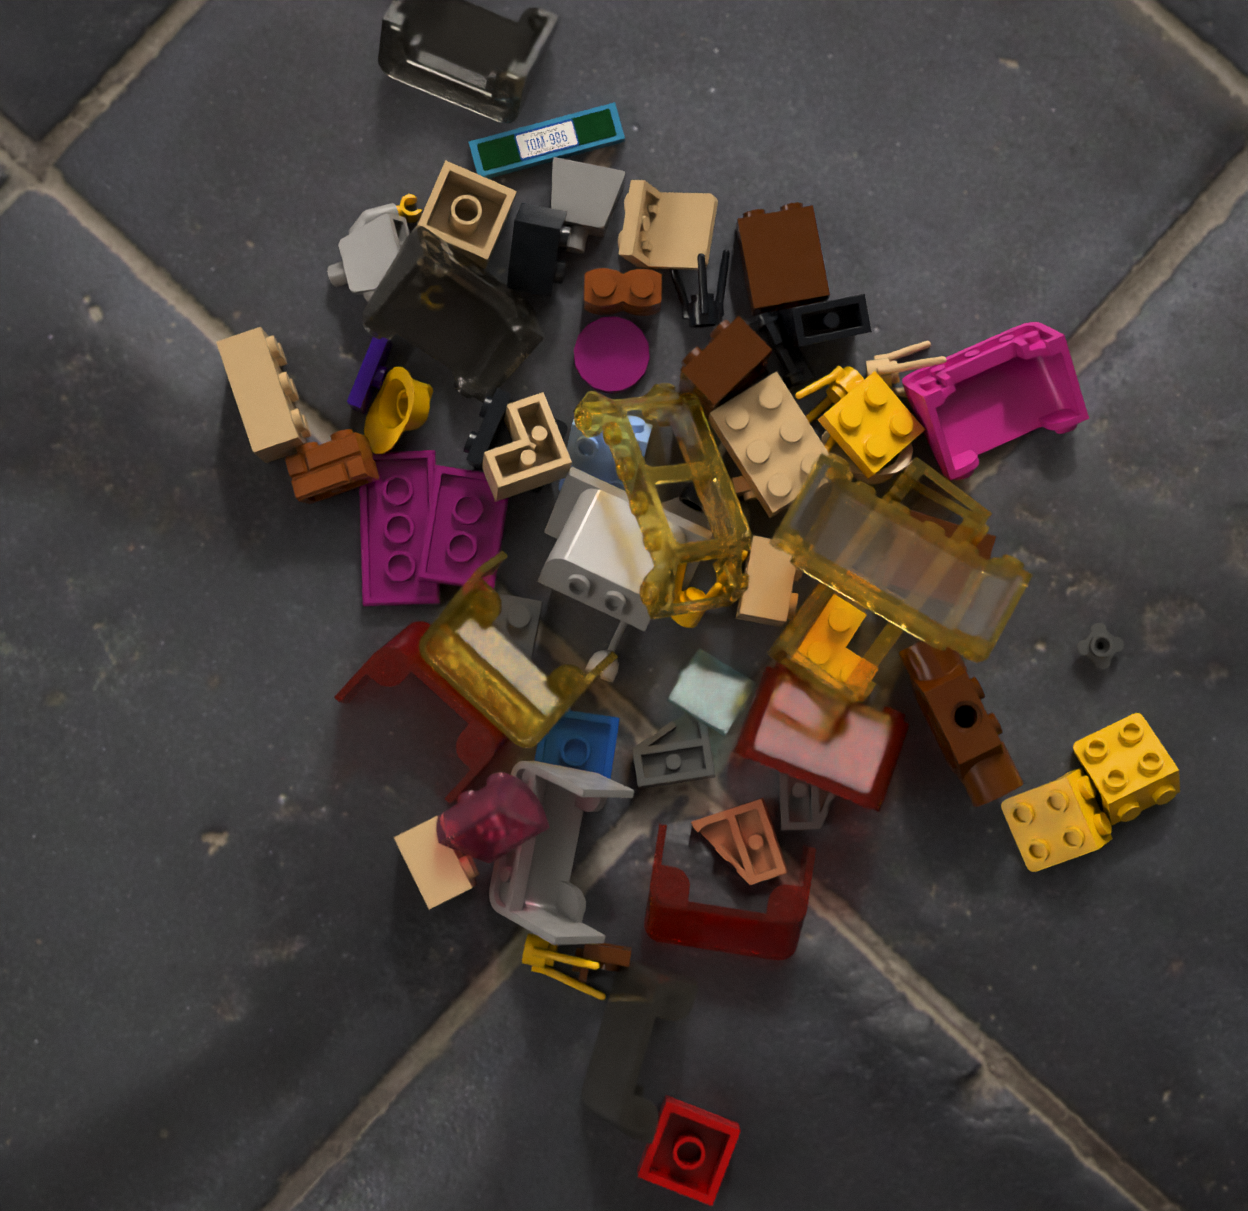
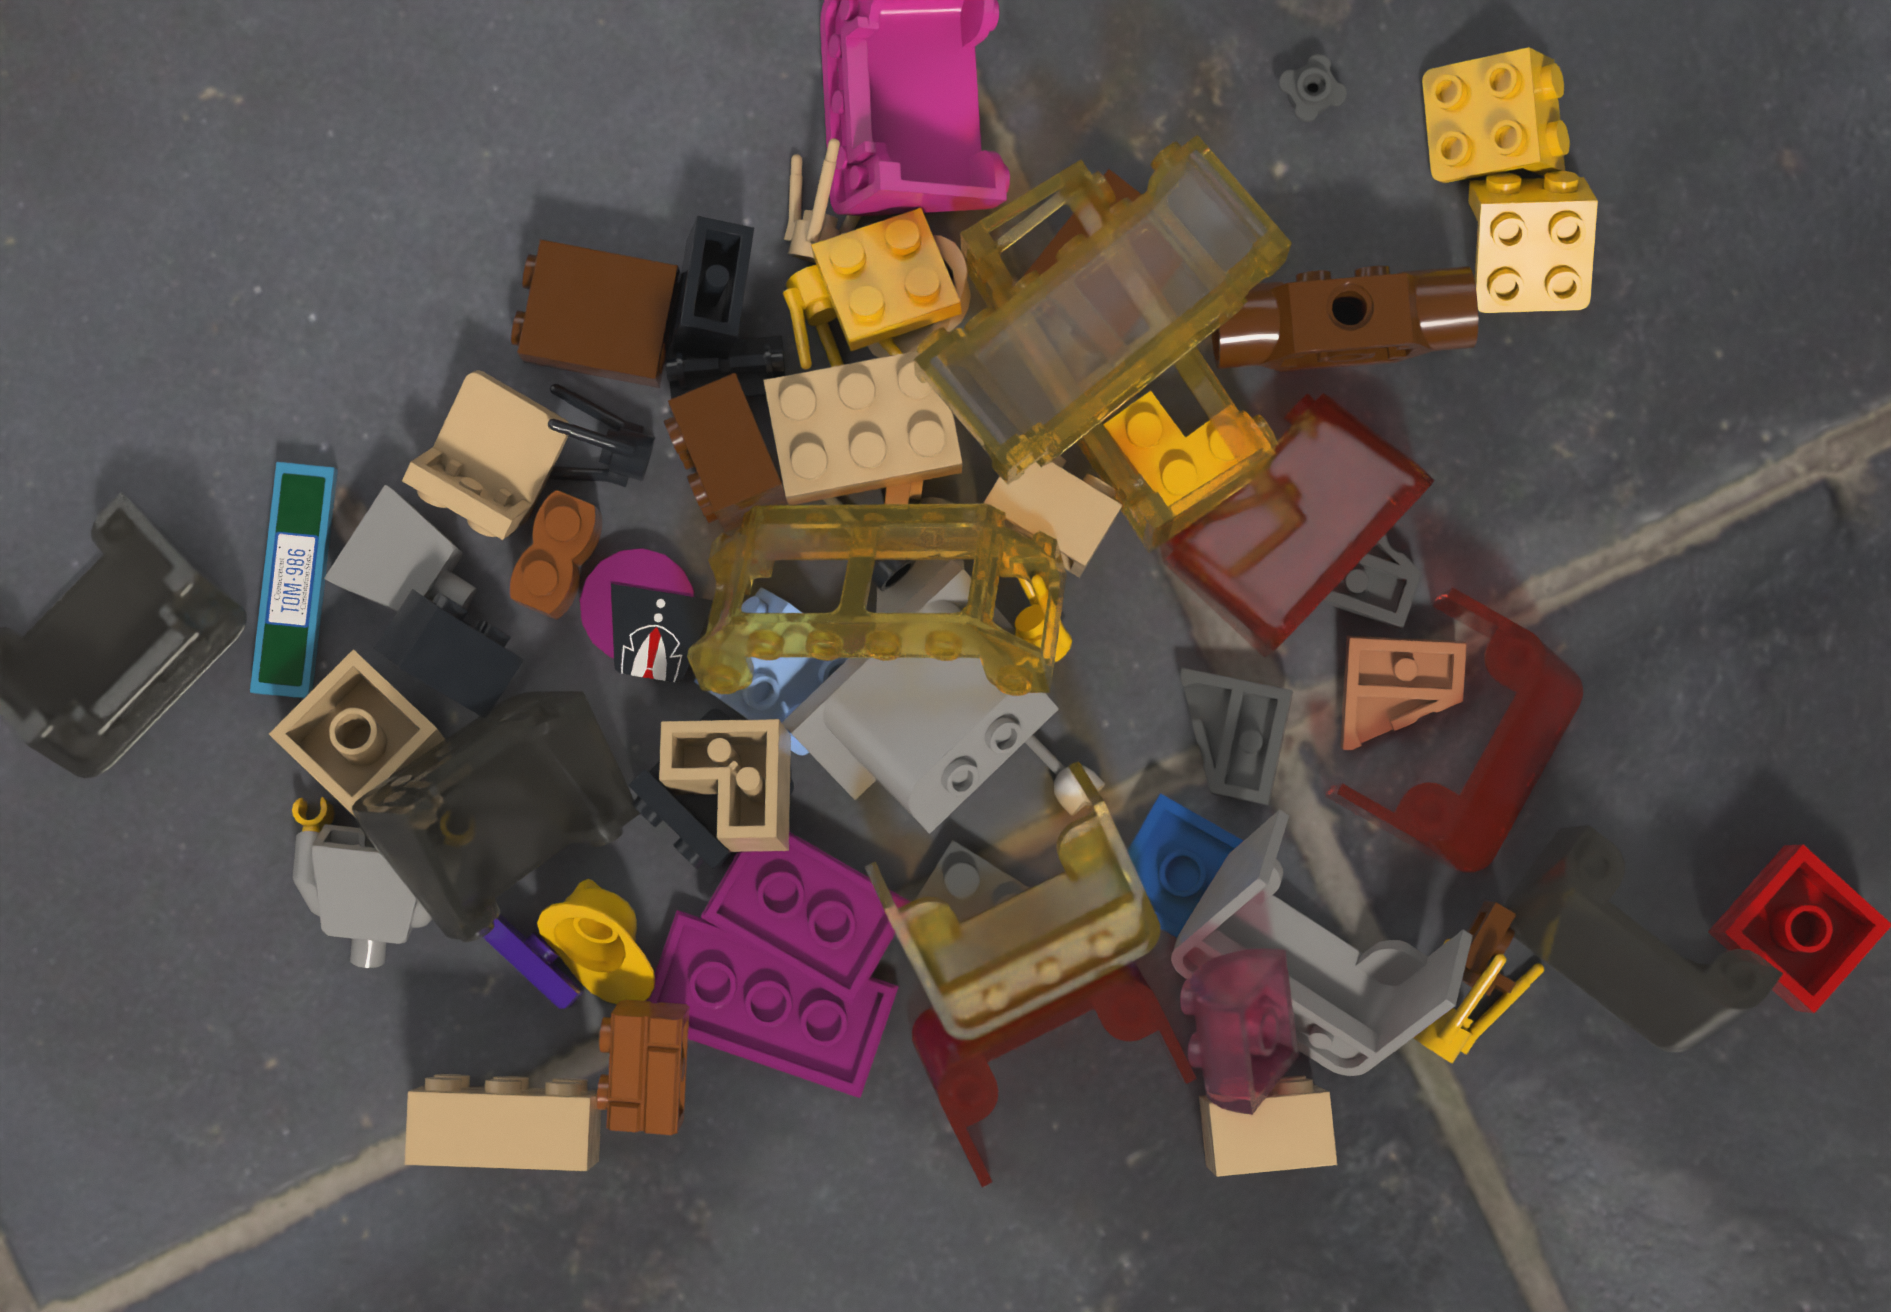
camera: 75 degrees left, 0 degrees up
(600, 369) = (655, 631): none -> black sticker
(711, 692) = (1172, 650): clear light blue piece -> none

